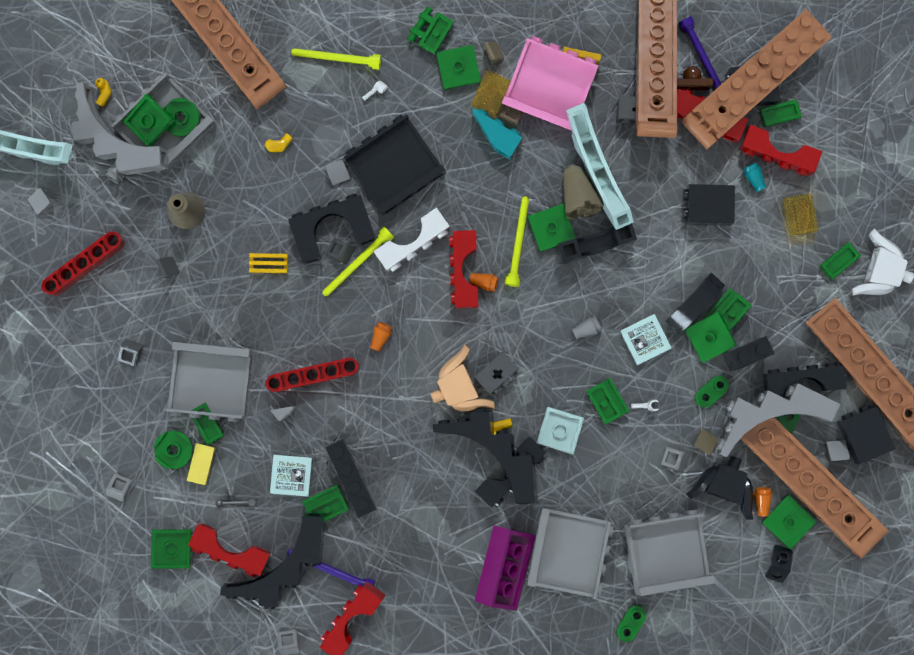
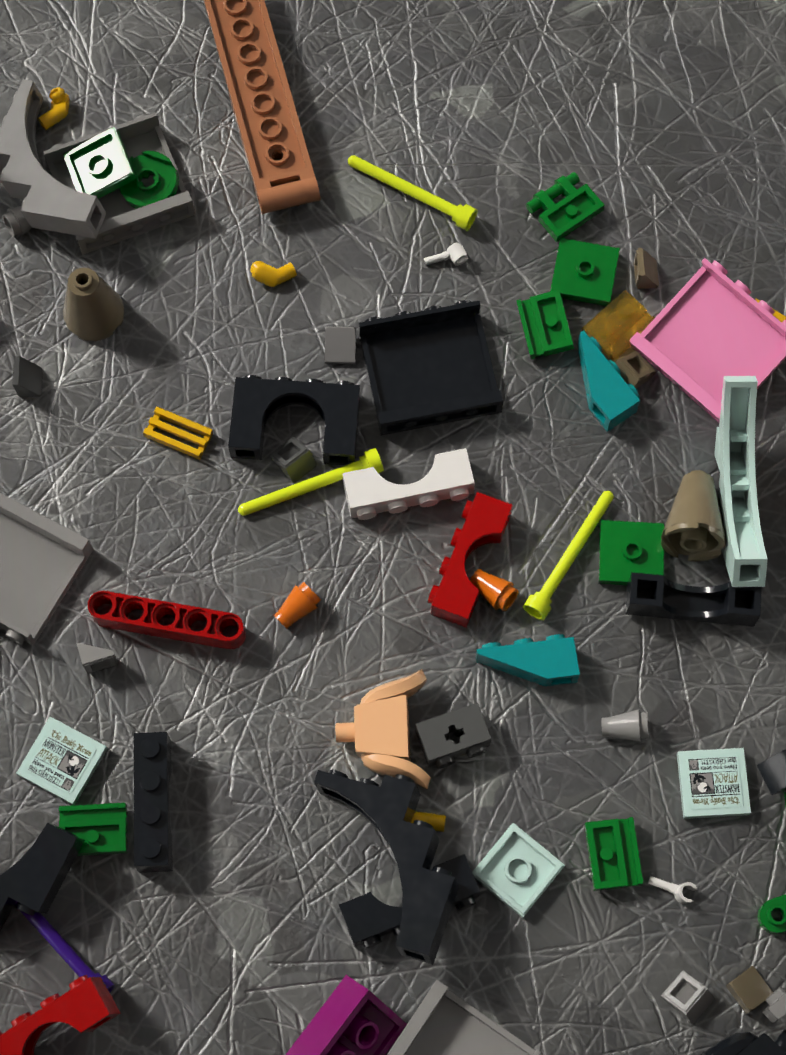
camera: 20 degrees right, 15 degrees down
(449, 110) = (545, 324): none -> green plate
(525, 313) = (540, 662): none -> teal slope

